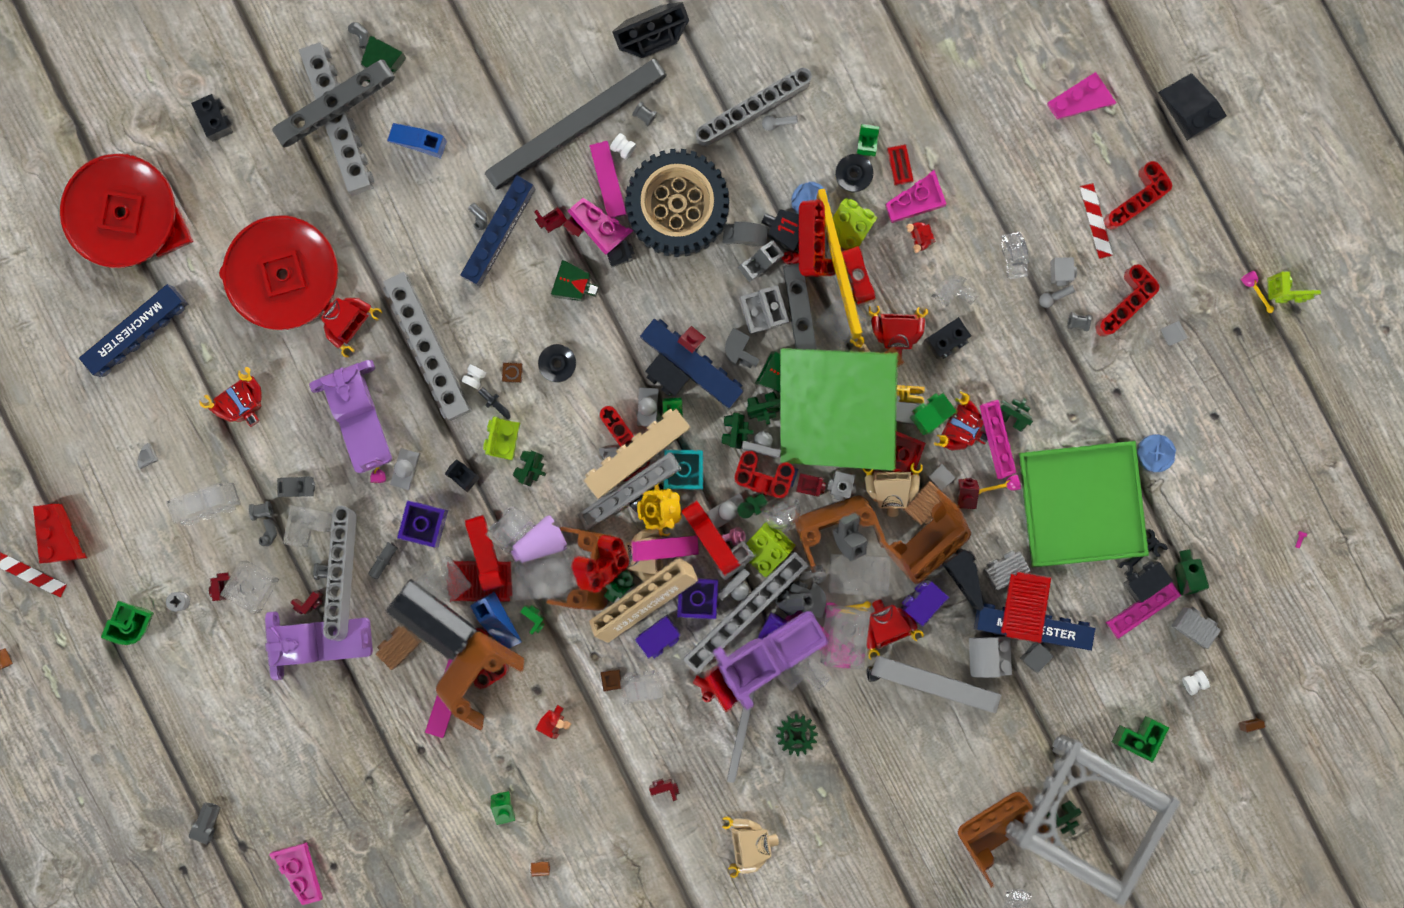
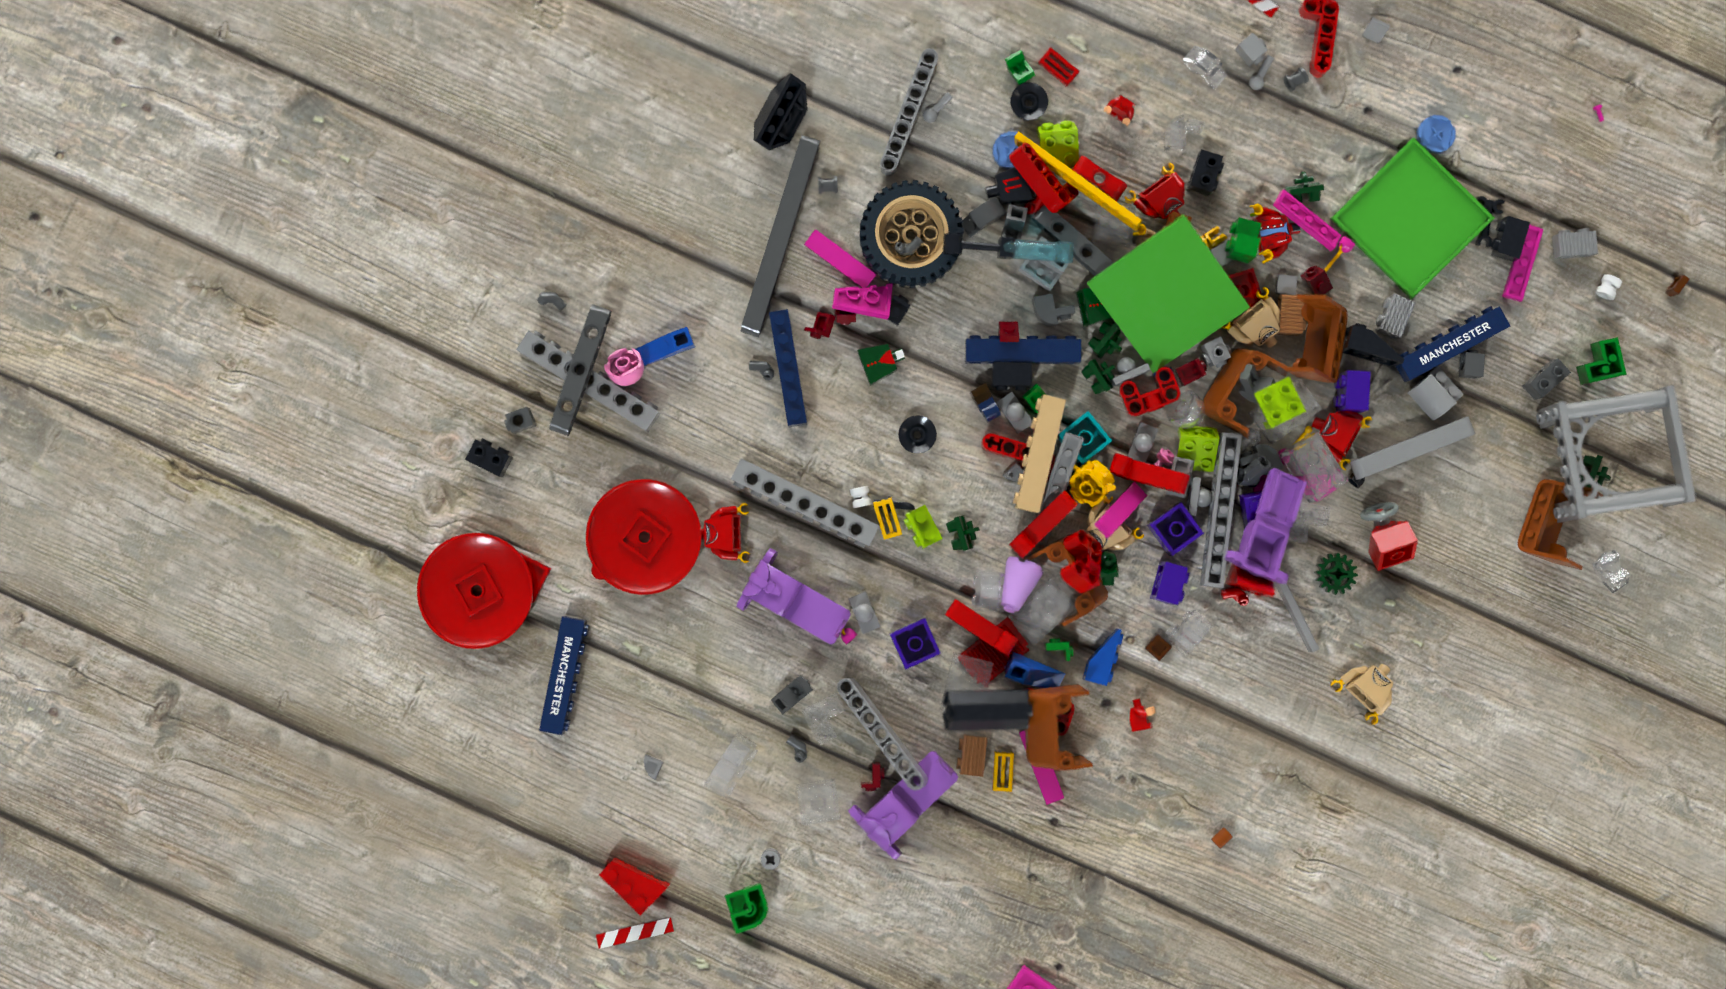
camera: 45 degrees left, 0 degrees up
(217, 586) = (794, 825): dark red bracket -> none
(238, 401) = (691, 664): red torso -> none
(260, 510) = (778, 735): dark grey bush -> none
(265, 113) = (528, 420): none -> dark grey brick
(320, 571) = (863, 745): dark grey bush -> none
(371, 129) = (624, 367): none -> bright pink cylinder
(378, 50) = (581, 302): dark green torso -> none
(382, 560) = (905, 698): dark grey axle -> none
(423, 667) = (995, 771): none -> yellow tile
(462, 475) = (914, 581): black bracket -> none
(487, 395) = (883, 503): none -> yellow tile
(502, 808) = (1154, 814): green bracket -> none
(512, 372) = (887, 470): reddish brown tile -> none
(555, 655) = (1100, 663): none -> blue slope
(594, 510) = (1043, 524): none -> red beam
(623, 146) = (831, 223): white wheel -> none
(630, 381) = (985, 403): none -> leg
(643, 600) = (1137, 564): tan brick -> none
(660, 786) = (1263, 698): dark red bracket -> none
(664, 212) = (908, 249): none -> dark grey arm
(745, 276) = (1013, 248): none -> piece
(751, 506) = (1160, 423): dark green hips -> none
(855, 563) = (1279, 403): none -> lime bracket
(859, 742) = (1390, 540): none -> red piece
(918, 199) = (1095, 81): dark pink wing -> none
(1026, 606) = (1433, 332): red window -> none
(1087, 715) = (1546, 379): none -> dark grey brick
(1190, 574) = (1538, 206): dark green torso -> none

